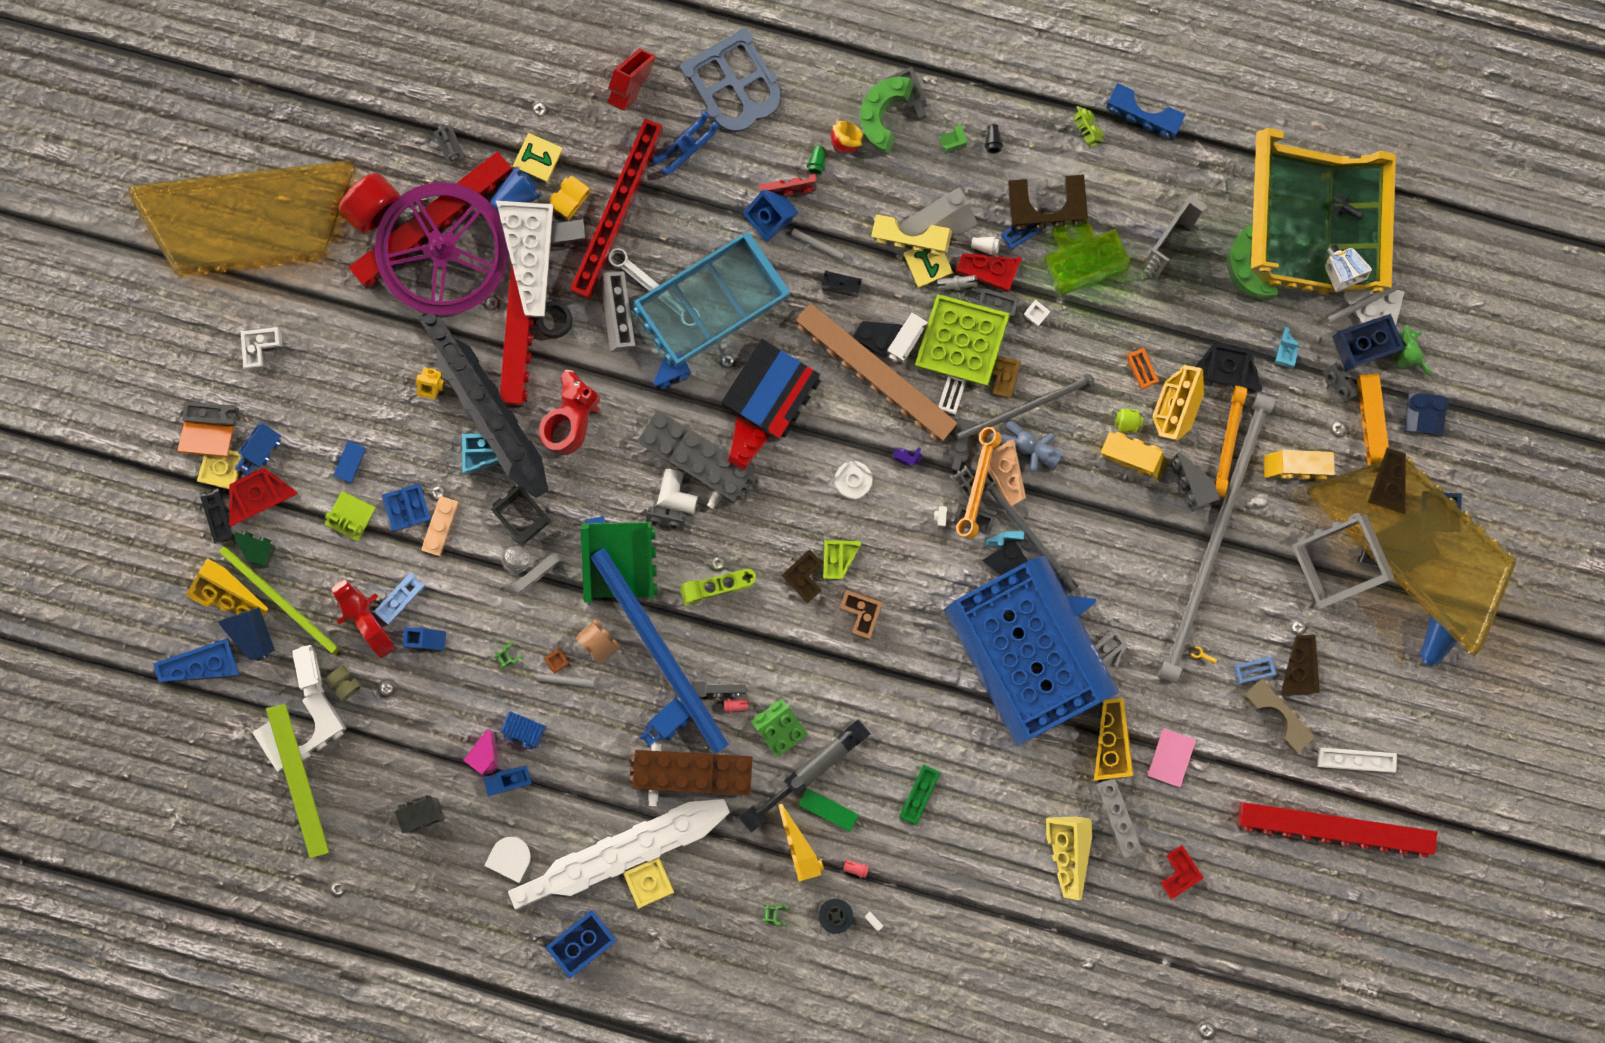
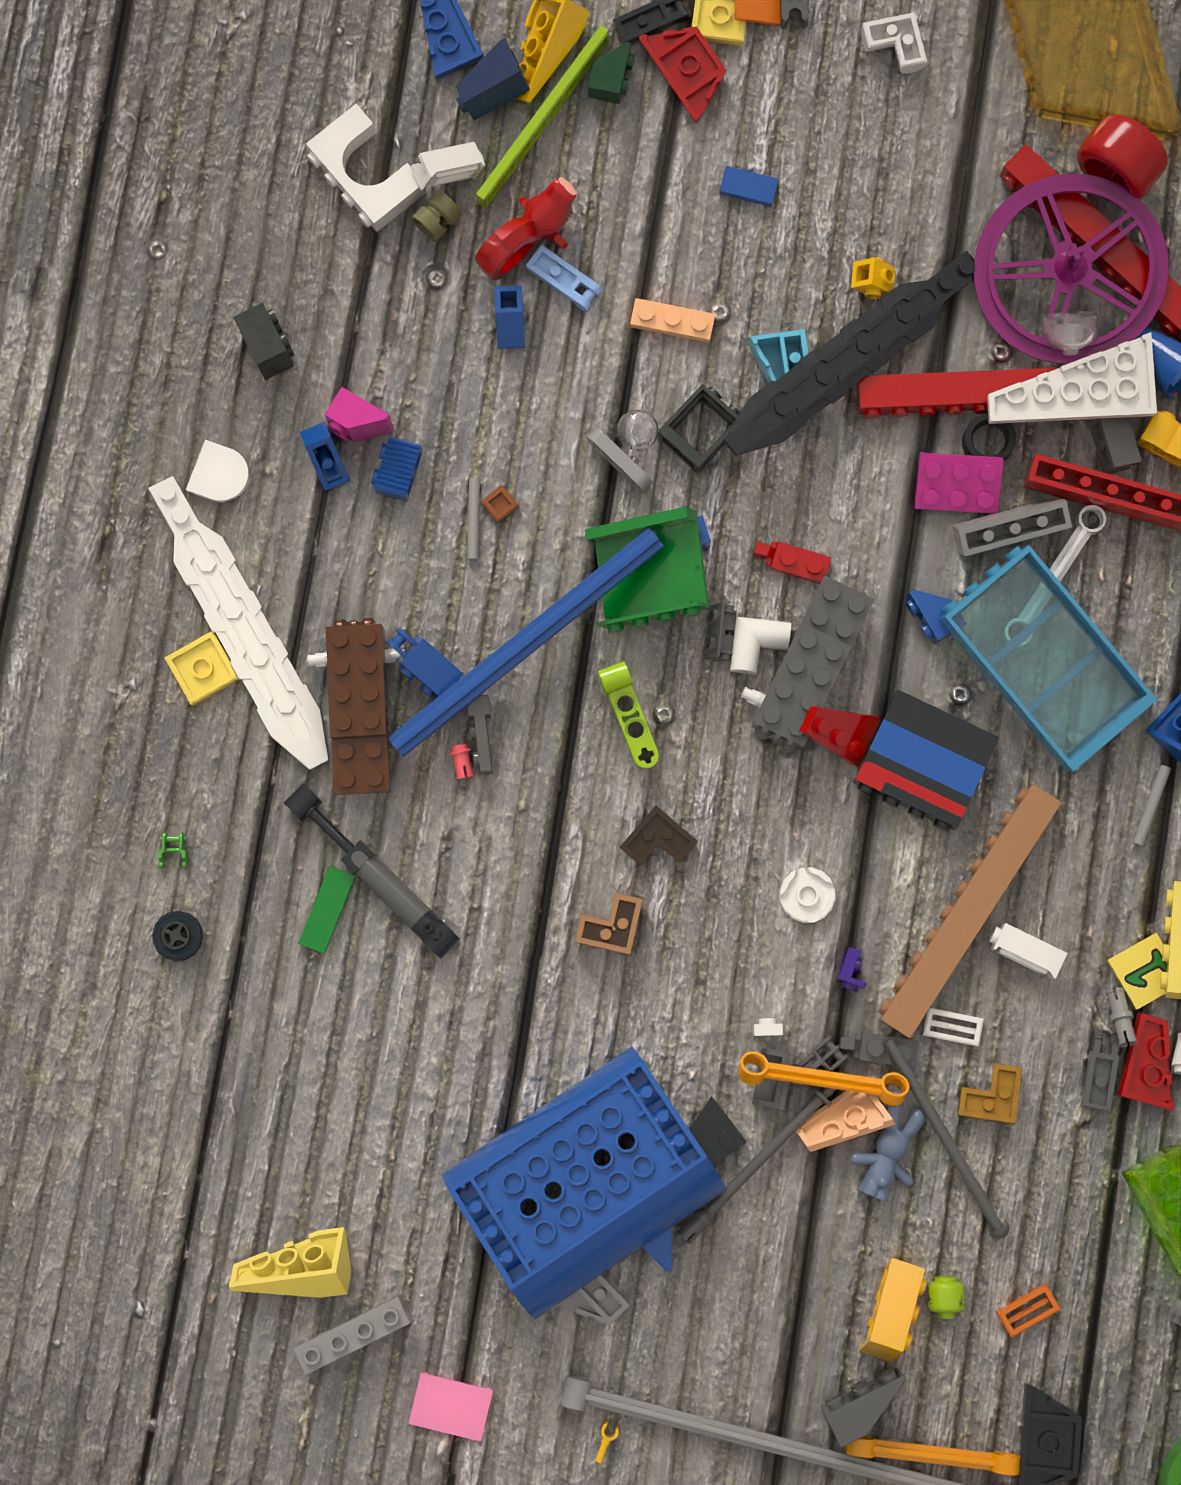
camera: 90 degrees right, 0 degrees up
(257, 448) = (753, 58): blue brick -> none
(297, 780) = (296, 172): lime tile -> none
(349, 516) = (672, 195): lime hinge -> none
(405, 507) = (693, 270): blue slope -> none
(488, 254) = (1070, 330): none -> clear cylinder
(498, 656) = (486, 432): bright green piece -> none
(577, 403) = (871, 486): red animal -> none
(581, 943) = (107, 584): blue brick -> none
(582, 343) = (958, 482): none -> dark pink plate
(598, 642) = (530, 555): medium nougat brick -> none
(622, 461) = (794, 561): none -> red hinge
(779, 727) = (436, 826): bright green bracket -> none
(803, 856) = (253, 882): yellow wedge -> none
(838, 557) = (691, 885): lime wing -> none
(841, 284) = (1096, 846): black hinge -> none
(855, 868) = (246, 958): coral pin -> none
(873, 921) = (174, 990): white tile -> none
(877, 336) = (1026, 906): black wing -> none
(919, 794) = (361, 1039): green tile -> none
(962, 340) = (1036, 1034): lime plate -> none
(998, 539) = (744, 1117): medium azure slope -> none
(1036, 313) = (1091, 1141): white tile -> none
(1114, 749) = (457, 1318): yellow wedge -> none
(1179, 403) = (982, 1371): yellow wedge -> none
(1185, 873) = (282, 1443): red plate -> none

